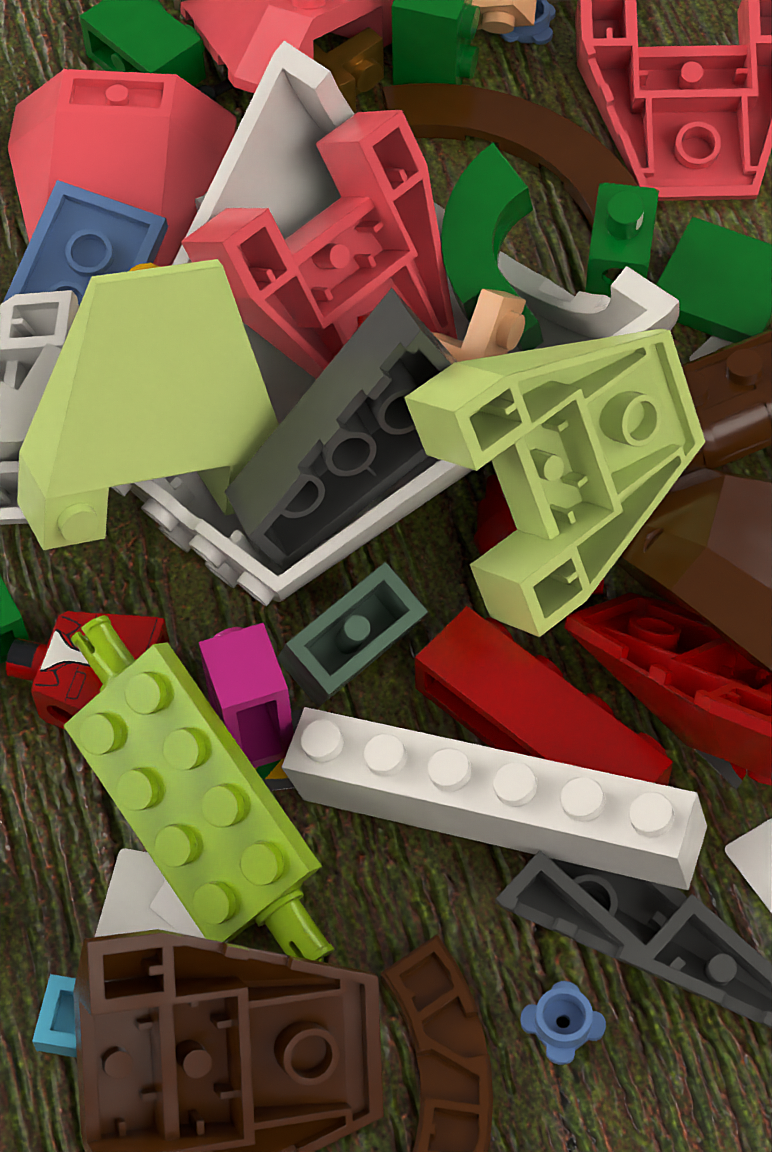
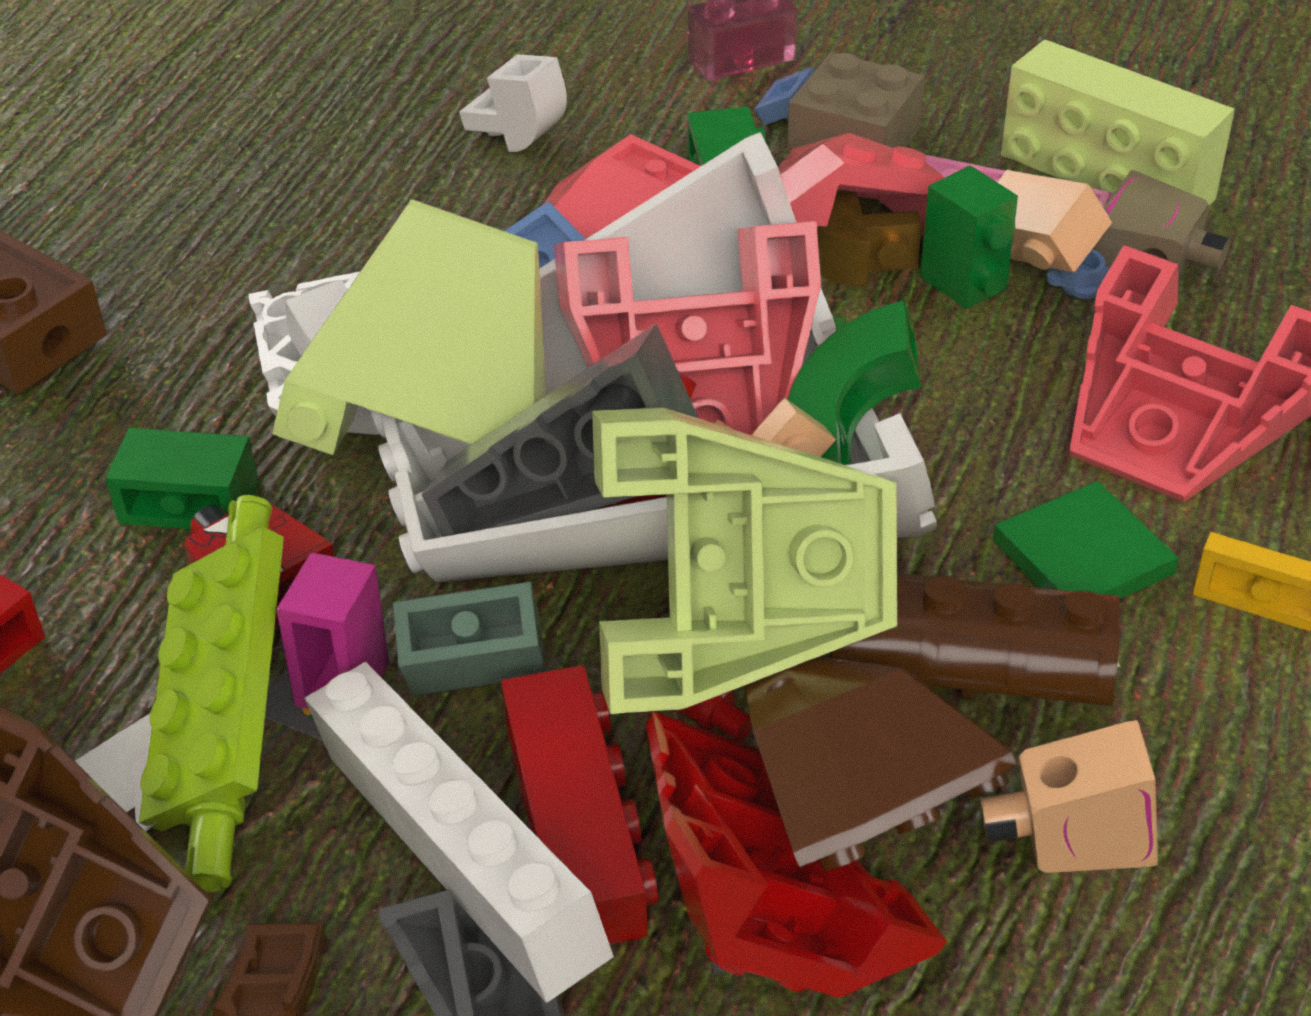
camera: 35 degrees right, 15 degrees down
(518, 128) = (1008, 359): reddish brown tile -> none
(620, 233) = (991, 462): green torso -> none

